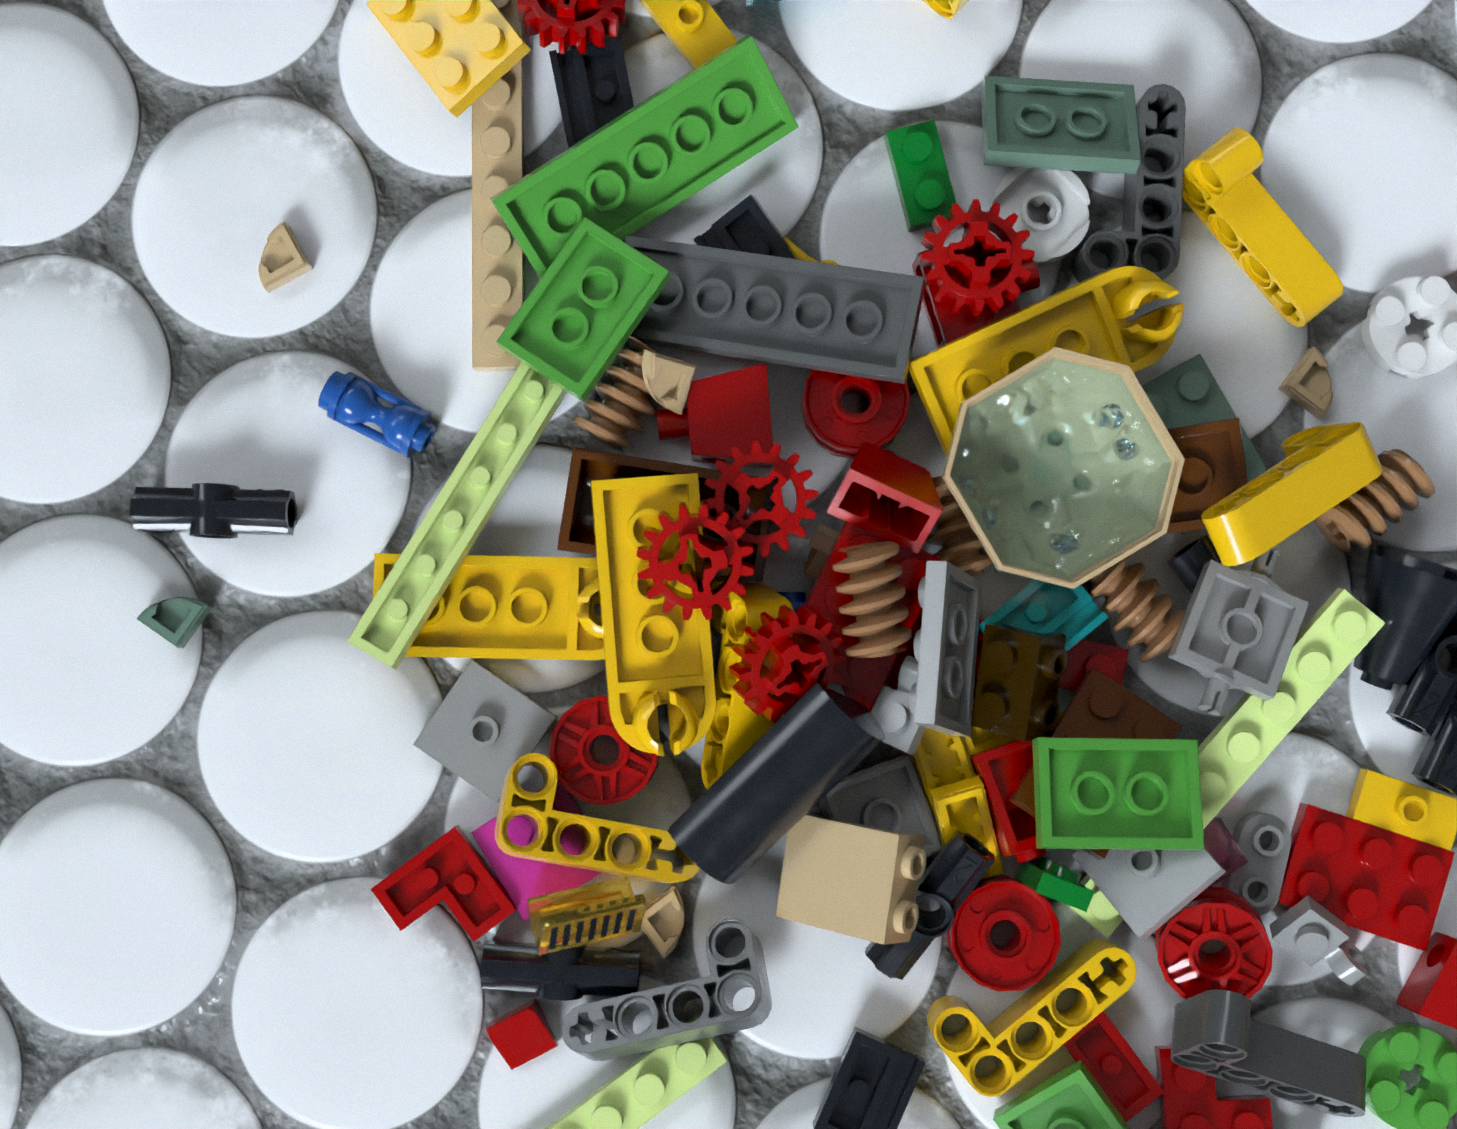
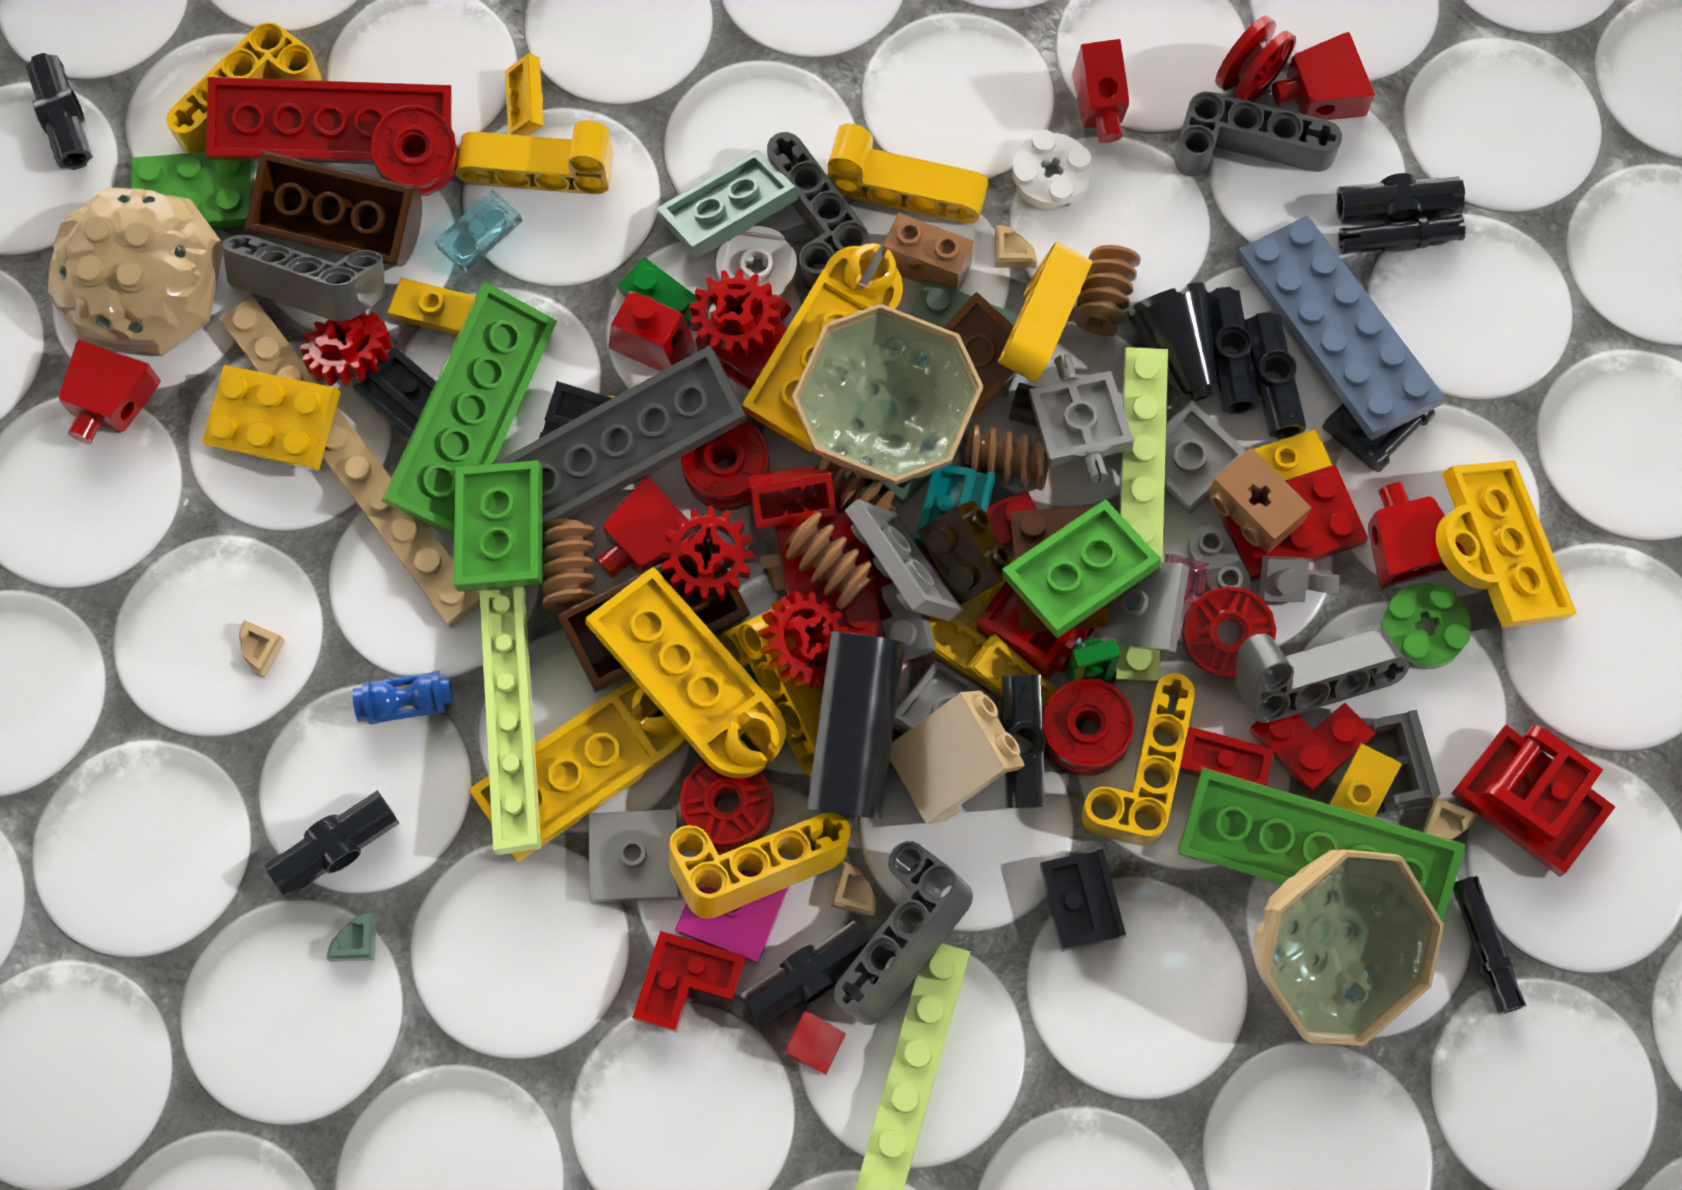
camera: 30 degrees left, 15 degrees down
(585, 914) = (797, 918): clear yellow panel -> none
(667, 379) = (588, 529): tan tile -> none
(670, 565) = (678, 601): red gear -> none
(877, 211) = (647, 329): none -> red torso
(1222, 327) = (928, 252): none -> medium nougat brick
(1327, 746) = (1195, 456): none -> light grey plate
(1364, 867) = (1251, 481): none -> medium nougat brick

